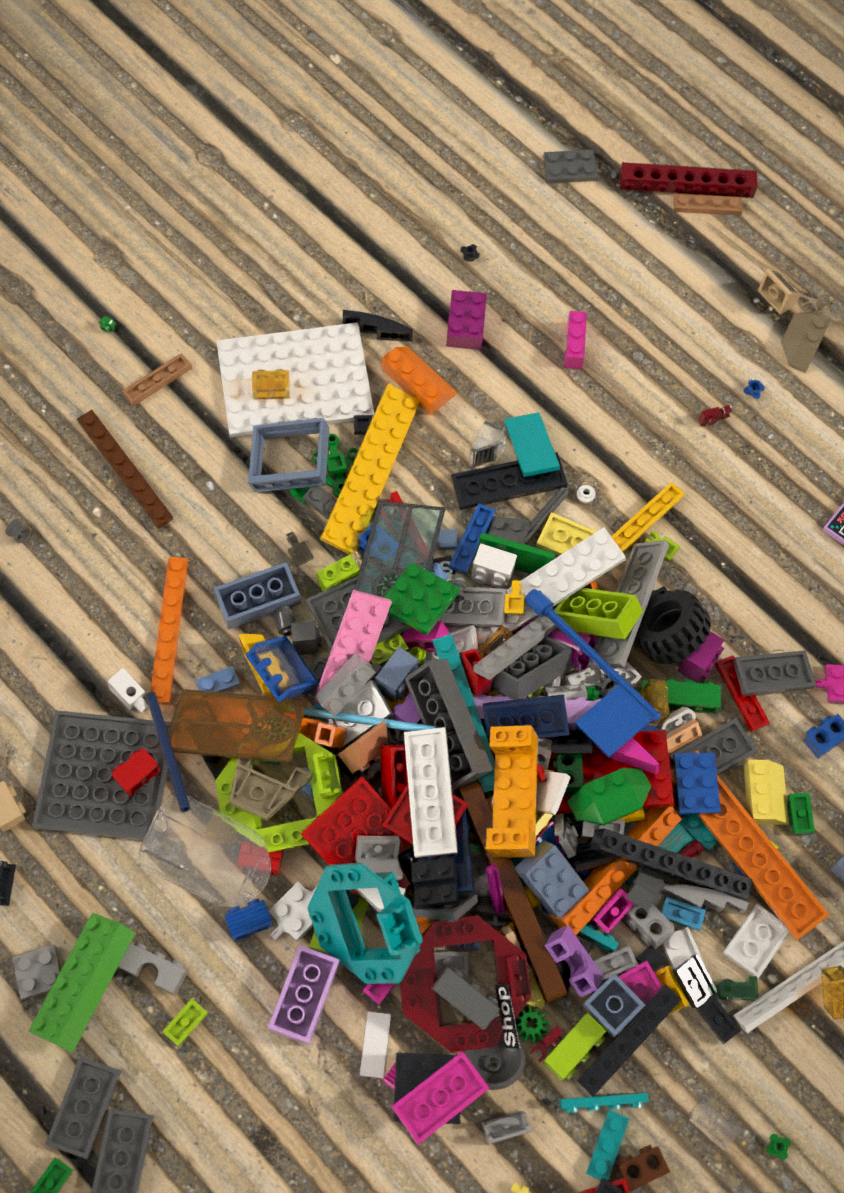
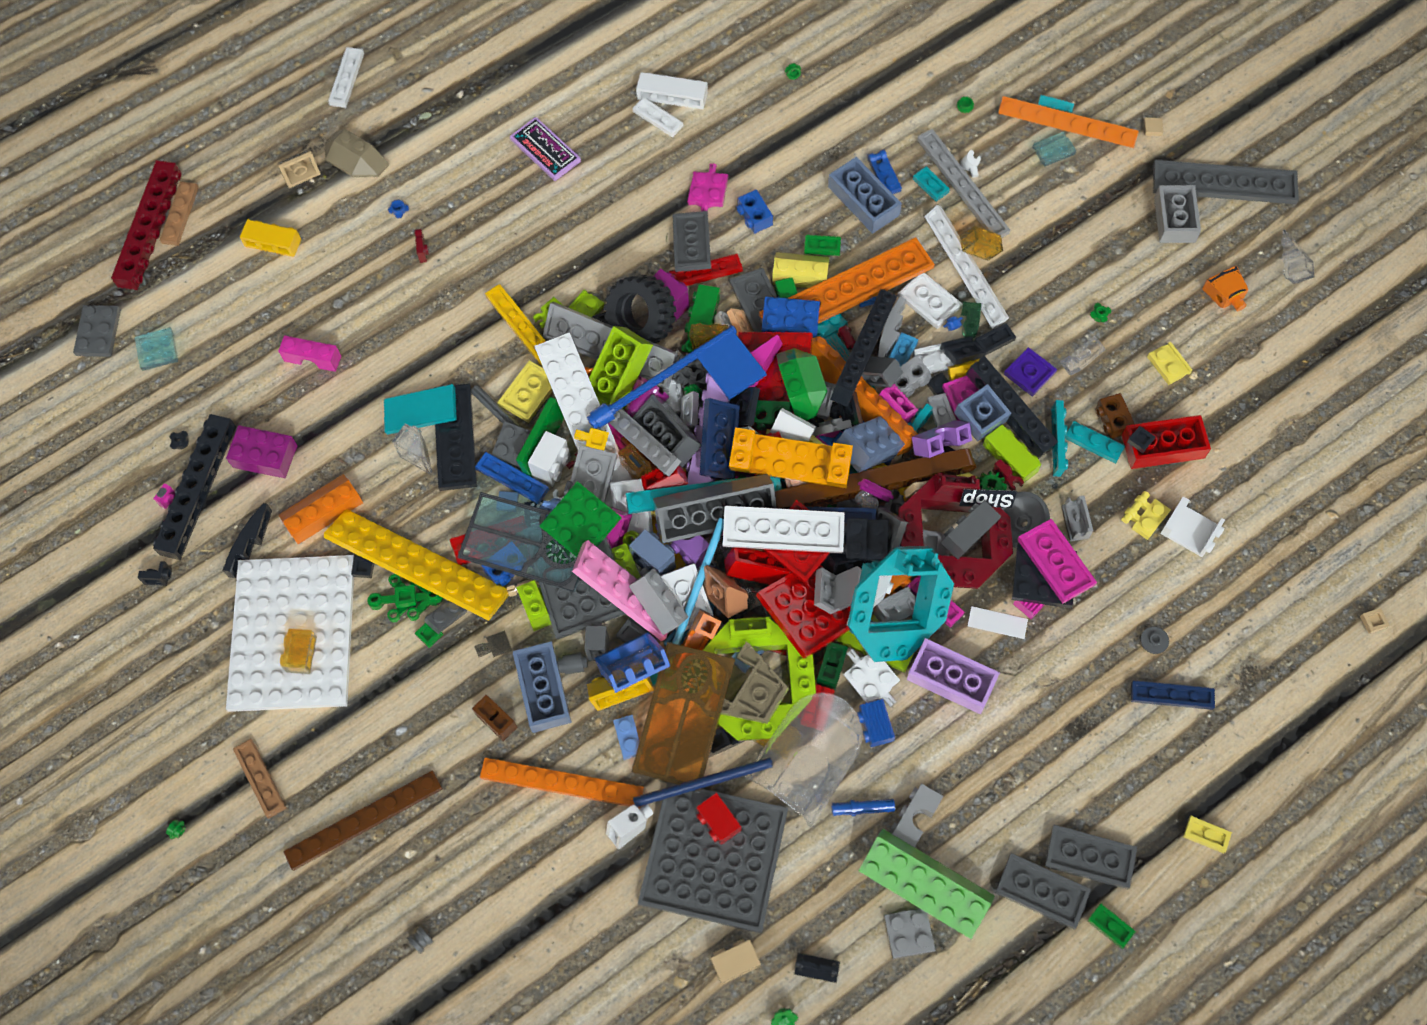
camera: 75 degrees left, 0 degrees up
(161, 916) = (862, 807): none -> blue pin
(185, 1022) = (969, 790): lime plate -> none
(223, 559) = (494, 718): none -> reddish brown brick
(293, 479) = (357, 625): sand blue window -> none
(302, 867) = (832, 665): none -> dark green brick
(335, 265) = (155, 577): none -> black bracket
(370, 928) = (896, 607): none -> light grey hinge
(411, 252) = (164, 496): none -> dark pink plate
(454, 275) = (175, 547): none -> black brick
(558, 215) = (156, 349): none -> clear light blue plate
(586, 498) = (482, 374): white plate -> none
(674, 577) = (587, 304): none -> lime plate
(683, 1063) = (1030, 372): none -> dark purple plate
(695, 284) = (270, 238): none -> yellow brick
(729, 969) = (953, 323): none -> blue plate
(734, 778) = (785, 288): none -> green brick

